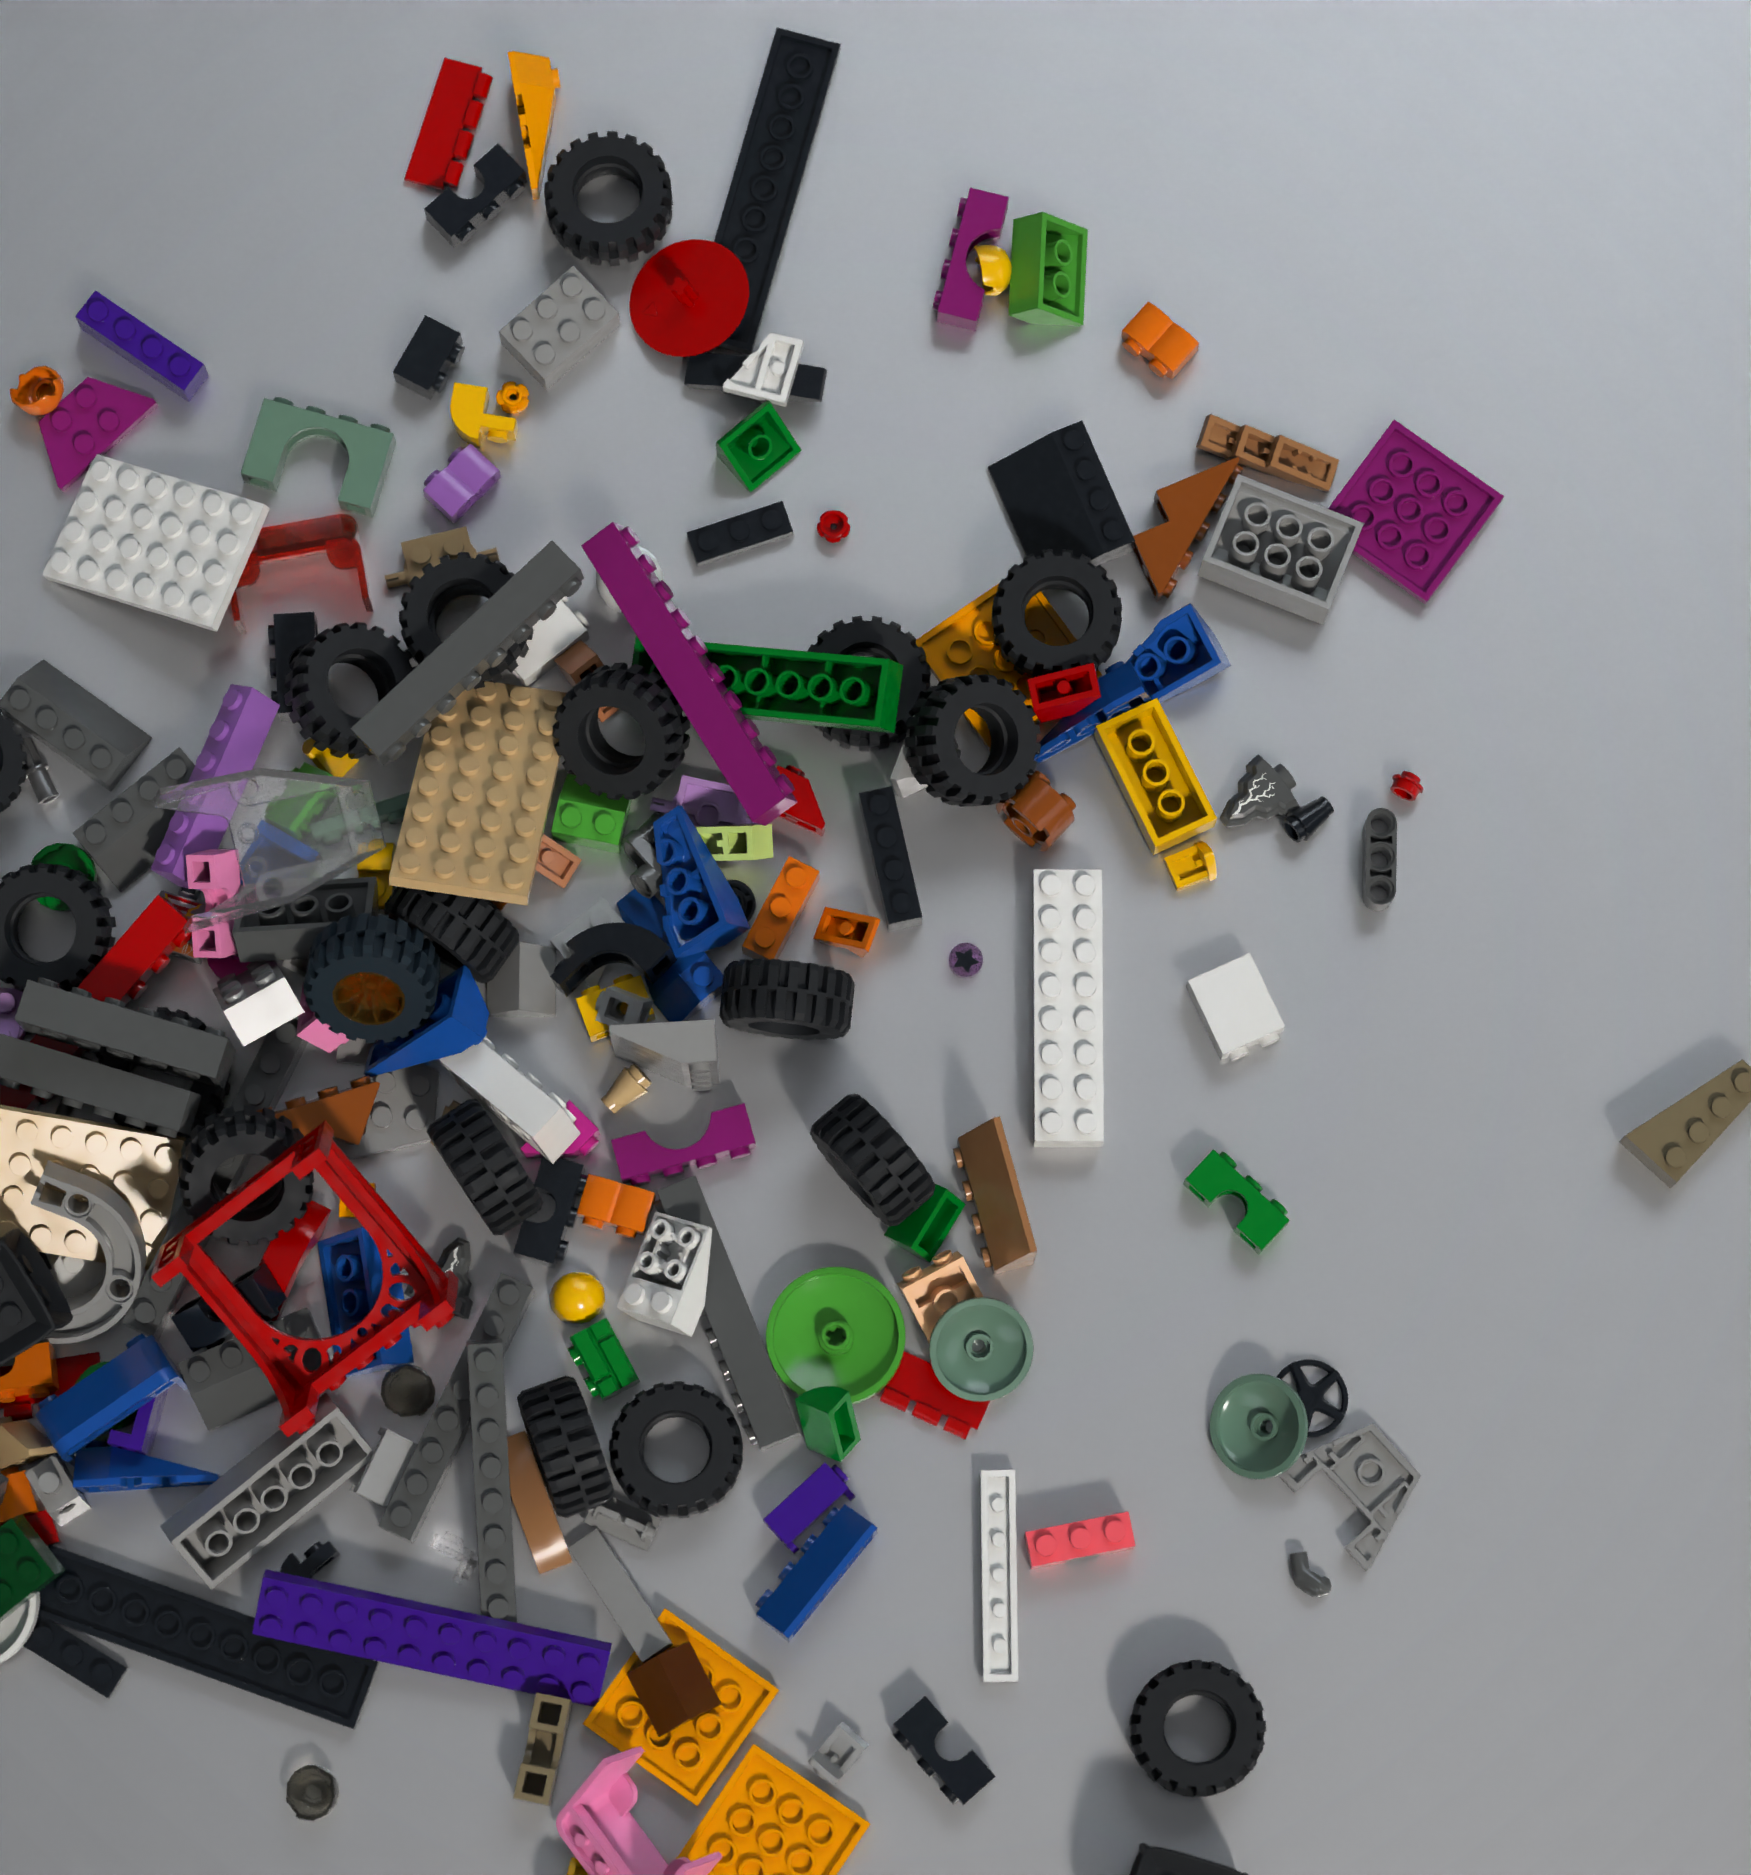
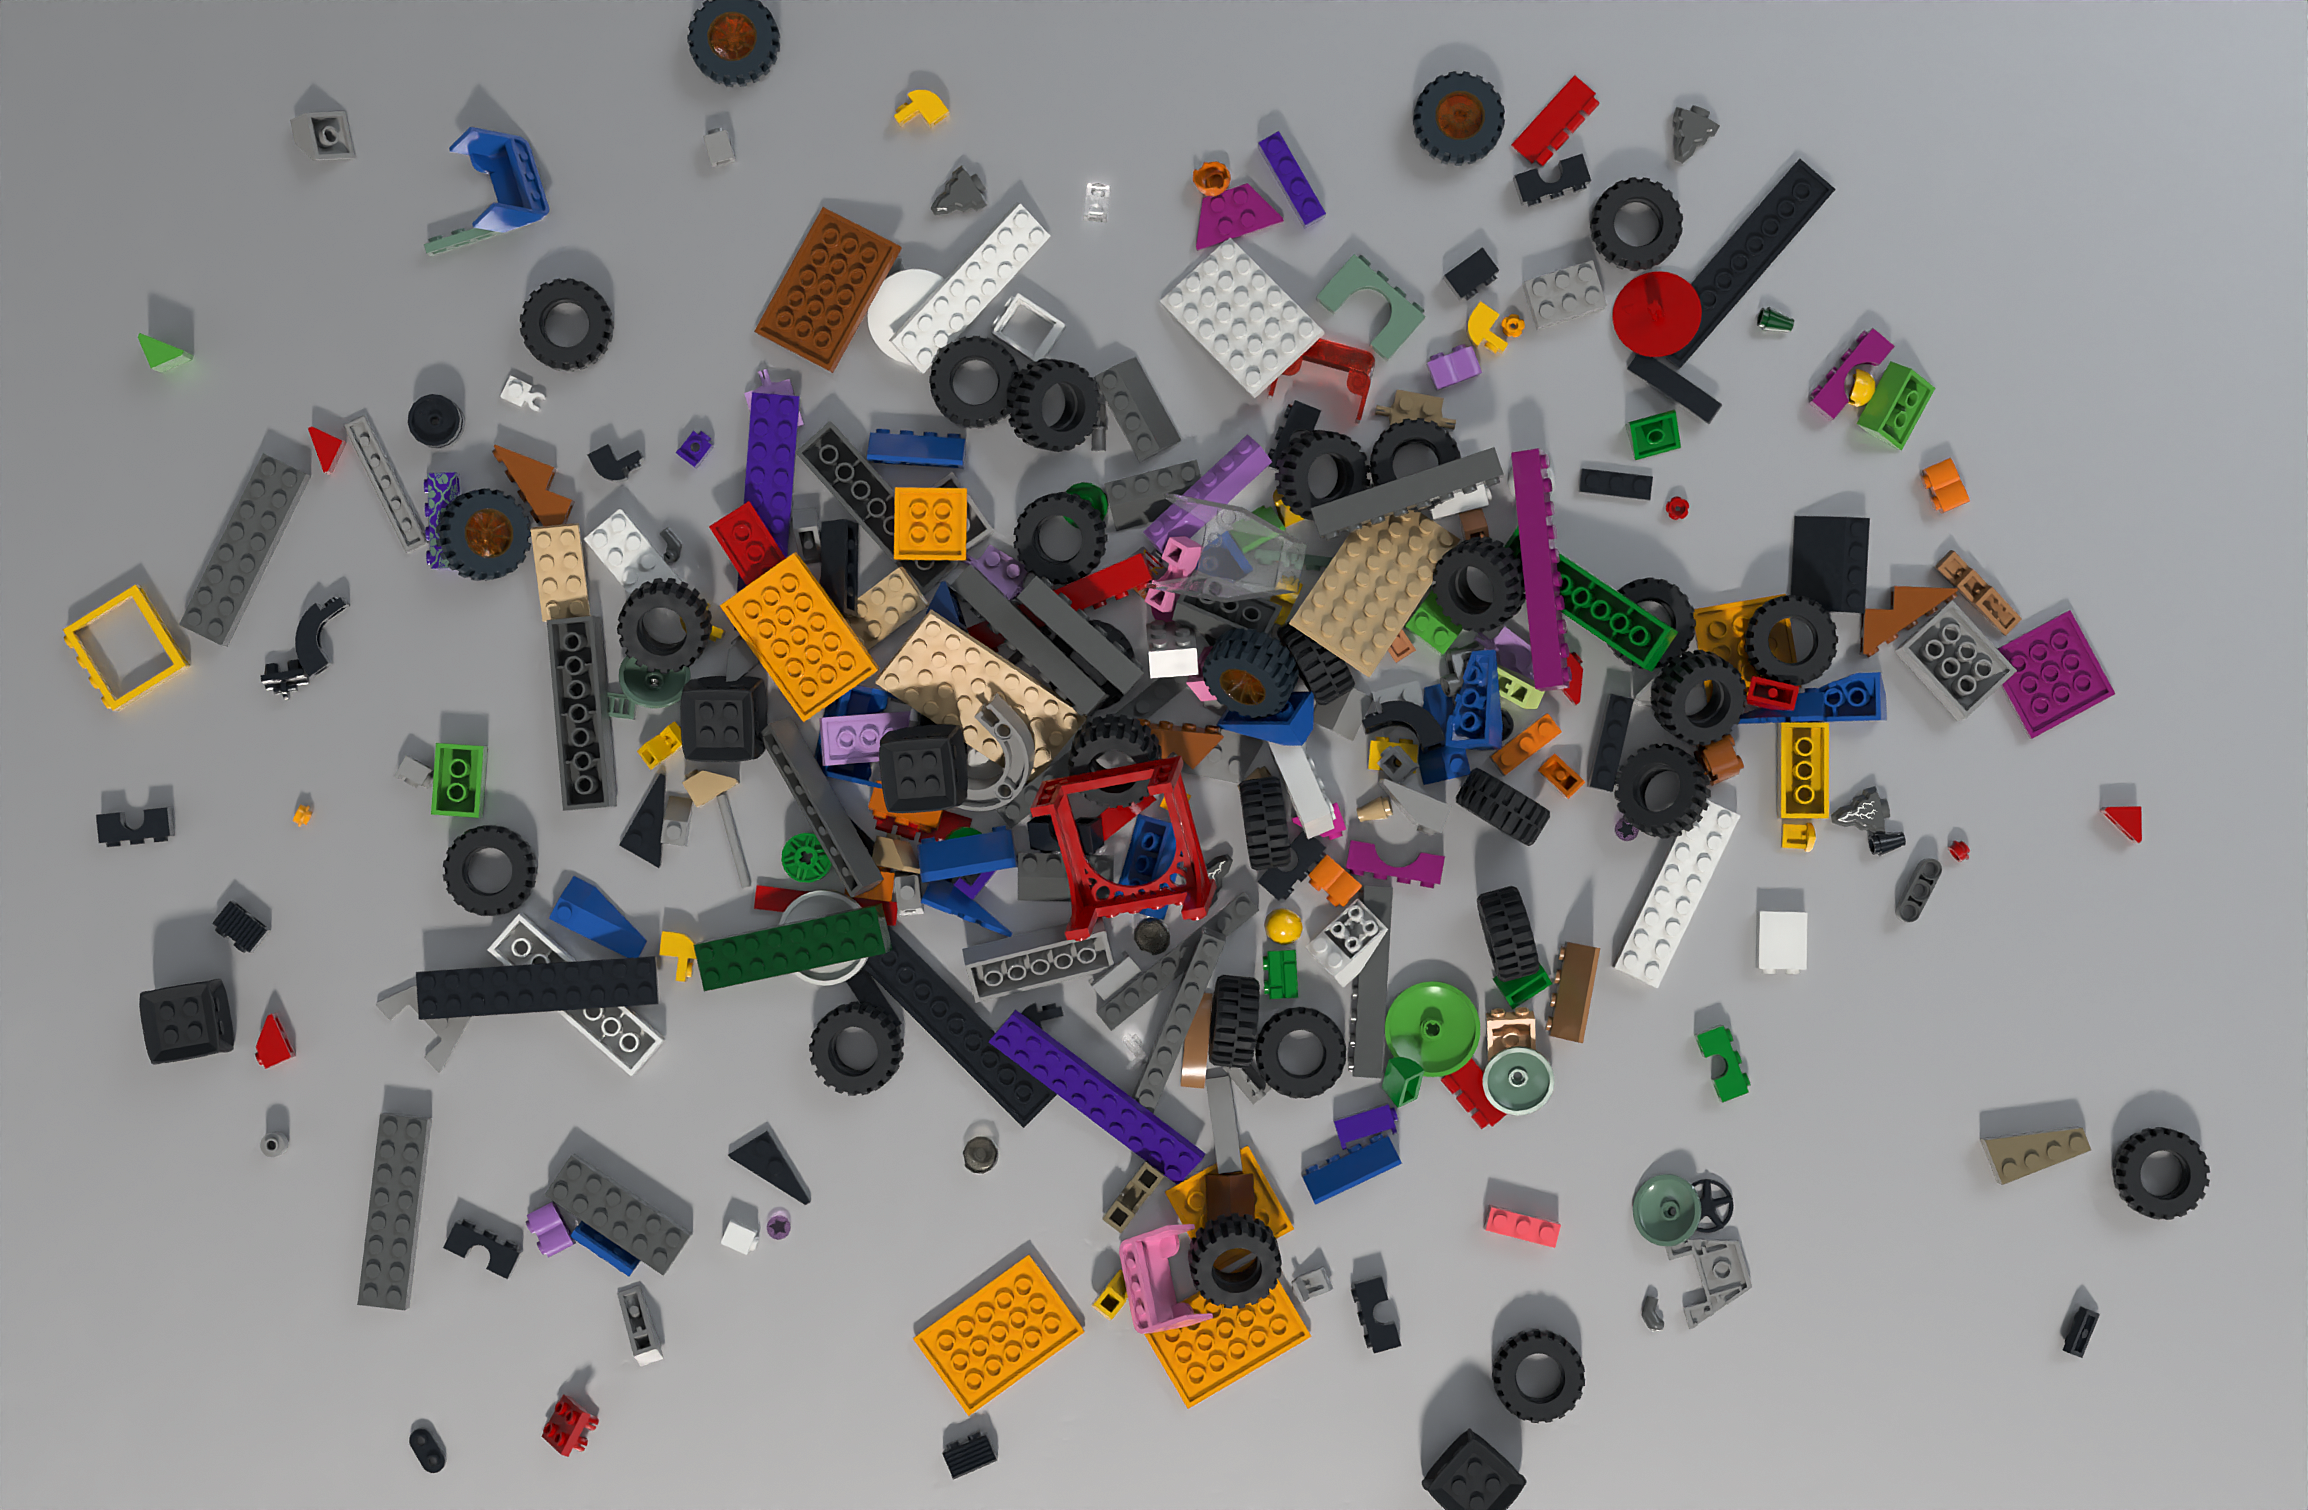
camera: 30 degrees right, 10 degrees up
(31, 1735) = (831, 1066): none -> black tyre
(320, 172) = (1458, 118): none -> black wheel
(536, 101) = (1621, 129): light orange wedge -> none
(625, 56) = (1691, 131): none -> dark grey rock
(743, 1798) = (1238, 1287): none -> black tyre
(768, 371) = (1684, 390): white wing -> none
(841, 239) = (1774, 320): none -> dark green cone
(947, 874) = (1642, 770): none -> black tyre
(999, 1575) = (1462, 1223): white plate -> none
(1598, 646) = (2127, 820): none -> red slope

